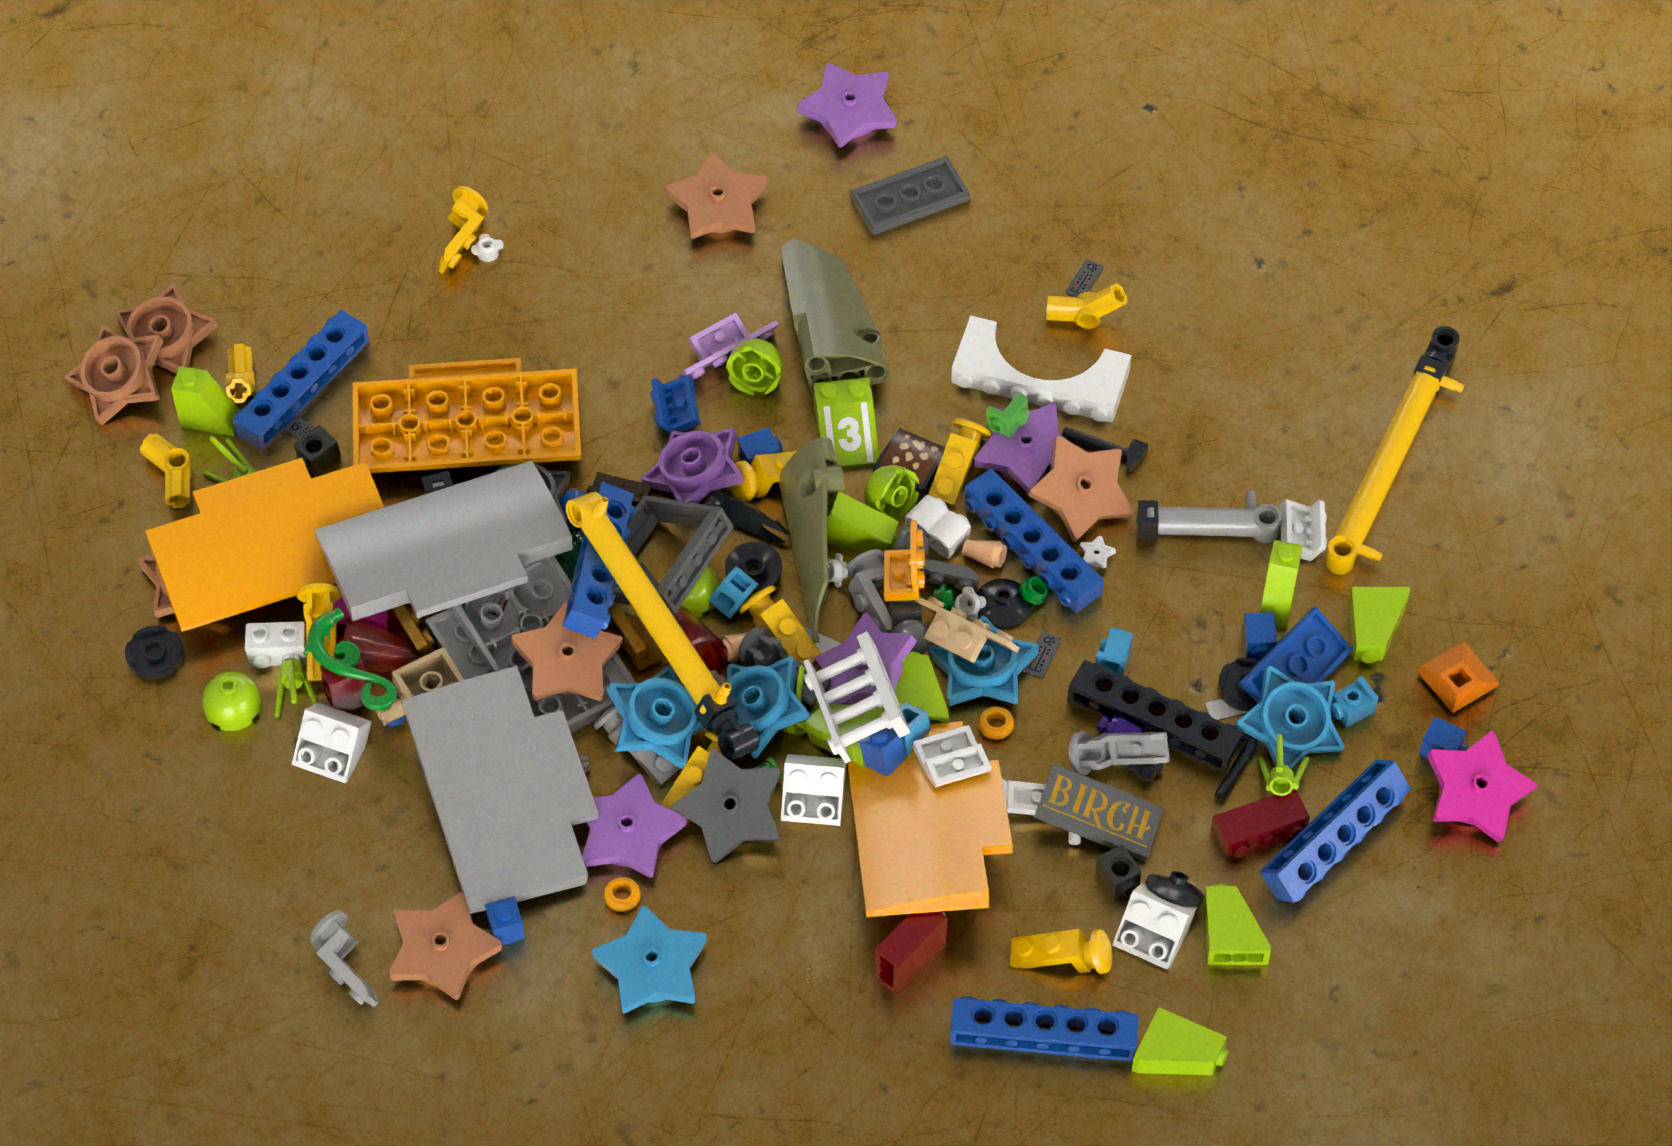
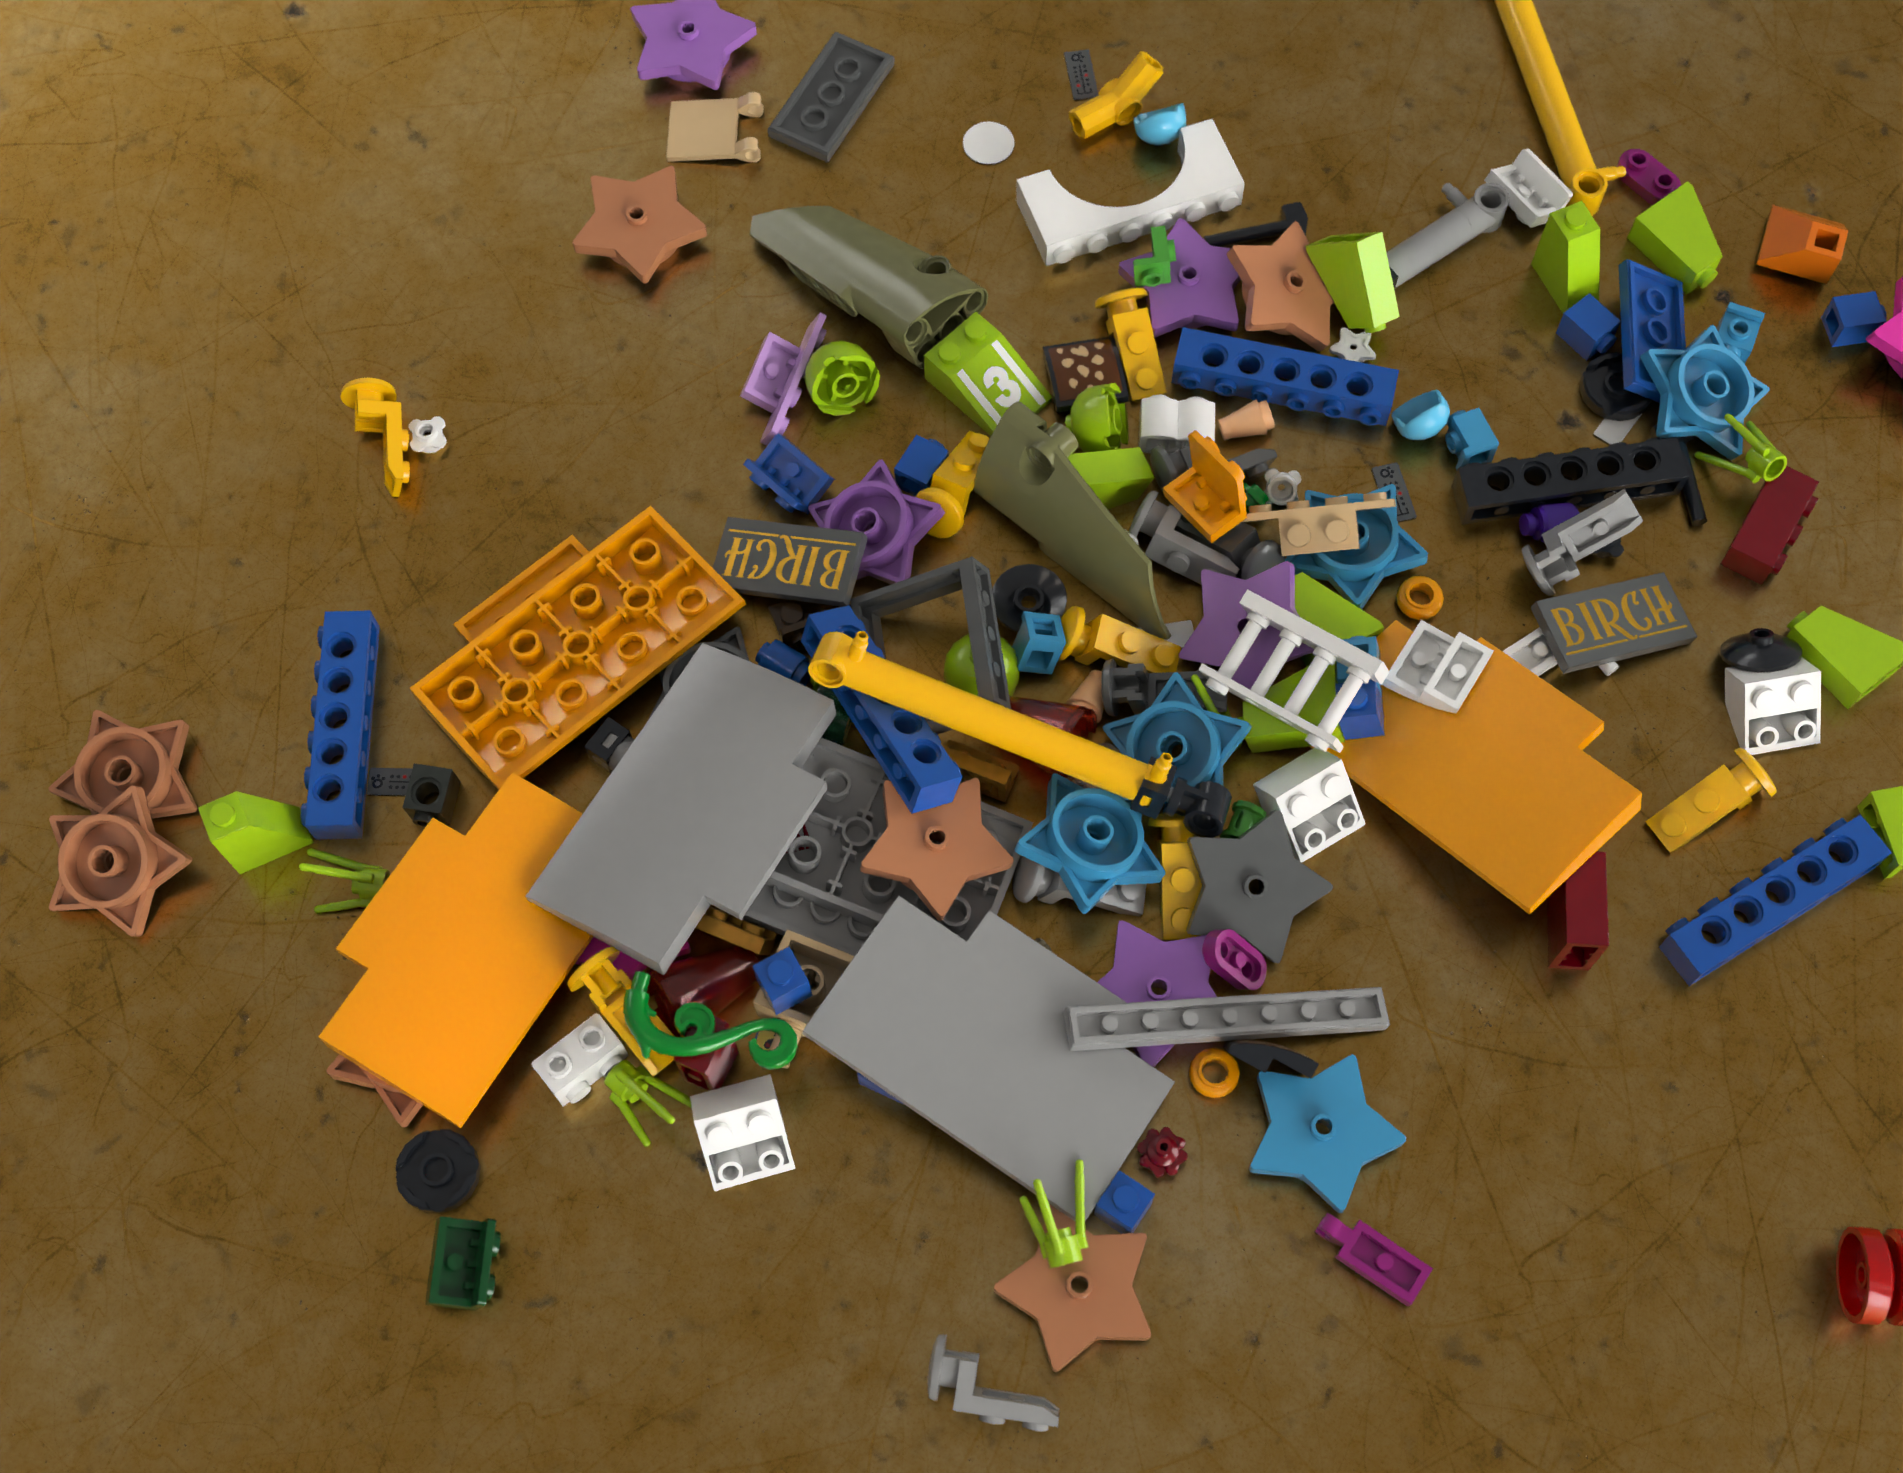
camera: 35 degrees left, 10 degrees up
(125, 703) = (462, 1263): none -> dark green bracket
(167, 458) = (257, 923): yellow piece -> none
(231, 700) = (581, 1166): lime cylinder -> none
(240, 375) = (267, 768): yellow piece -> none
(413, 667) = (782, 980): none -> blue brick
(446, 908) = (1059, 1245): none -> lime plant
(552, 912) = (1162, 1152): none -> dark red plant
(621, 1049) = (1376, 1258): none -> magenta plate
(628, 451) = (790, 561): none -> dark grey tile
(650, 864) = (1225, 1018): none -> light grey tile
(654, 899) = (1261, 1053): none -> black slope
(684, 836) = (1234, 959): none -> magenta plate
(745, 515) = (982, 546): black piece -> none
(813, 168) = (710, 129): none -> tan flag
(984, 285) = (988, 142): none -> white sticker
(1004, 613) = (1317, 475): black dish -> none
(1034, 590) = (1331, 429): green plate -> none
(1096, 339) = (1161, 125): none -> medium azure hair
(1096, 619) = (1422, 416): none -> medium azure hair
(1118, 861) = (1676, 682): pearl dark grey brick -> none
(1126, 508) = (1357, 278): none -> lime slope
(1335, 831) = (1850, 480): blue brick -> none
(1398, 570) = (1645, 175): none -> magenta plate

